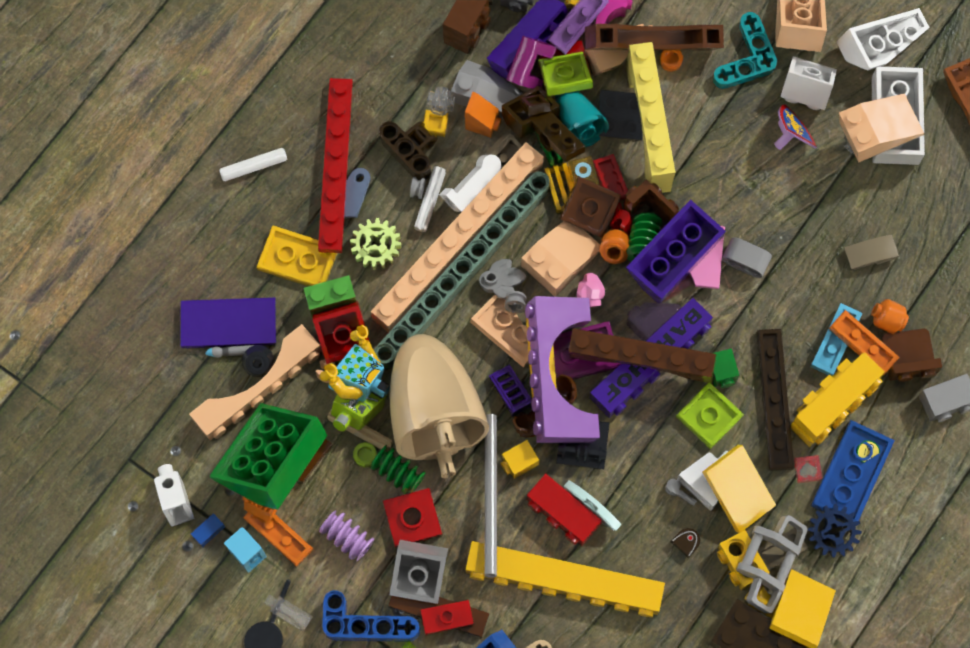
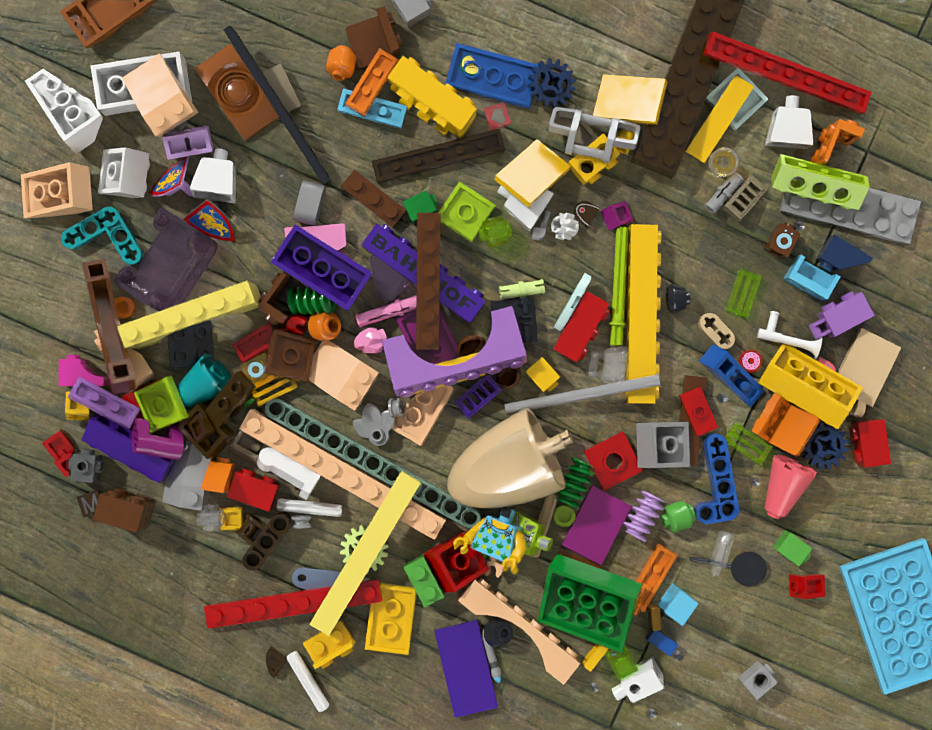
camera: 105 degrees left, 15 degrees up
(140, 613) = (761, 688): none -> light grey brick
(197, 480) = (621, 663): none -> clear neon green brick
(208, 452) = (594, 656): none -> yellow tile
(233, 525) = (654, 617): none -> pearl gold tile
(280, 137) = (274, 661): none -> dark brown tile
(286, 191) = (325, 648): none -> yellow bracket
(337, 573) = (678, 516): none -> bright green head
(347, 486) = (596, 525): none -> magenta tile
(373, 240) = (365, 553): none -> light yellow tile
(460, 147) = (254, 489): none -> red brick
(516, 536) = (613, 365): none -> clear piece
(574, 619) = (677, 298): none -> black cone
(597, 560) = (619, 287): none -> lime axle
(615, 456) = (521, 289): none -> yellowish green pin
(619, 323) = (381, 313): none -> bright pink pin
(675, 514) = (564, 226): none -> white gear
(677, 576) = (617, 215): none -> magenta slope
(682, 439) = (495, 231): none -> clear neon green head
(705, 110) = (170, 264): none -> clear purple windscreen
(740, 323) = (373, 198): none -> reddish brown plate
(744, 157) = (211, 221): none -> shield
(787, 169) = (215, 178): none -> white torso
(829, 149) = (188, 142): none -> lavender brick
(853, 242) = (277, 105): none -> black tile
(875, 209) = (237, 92): none -> dark orange slope

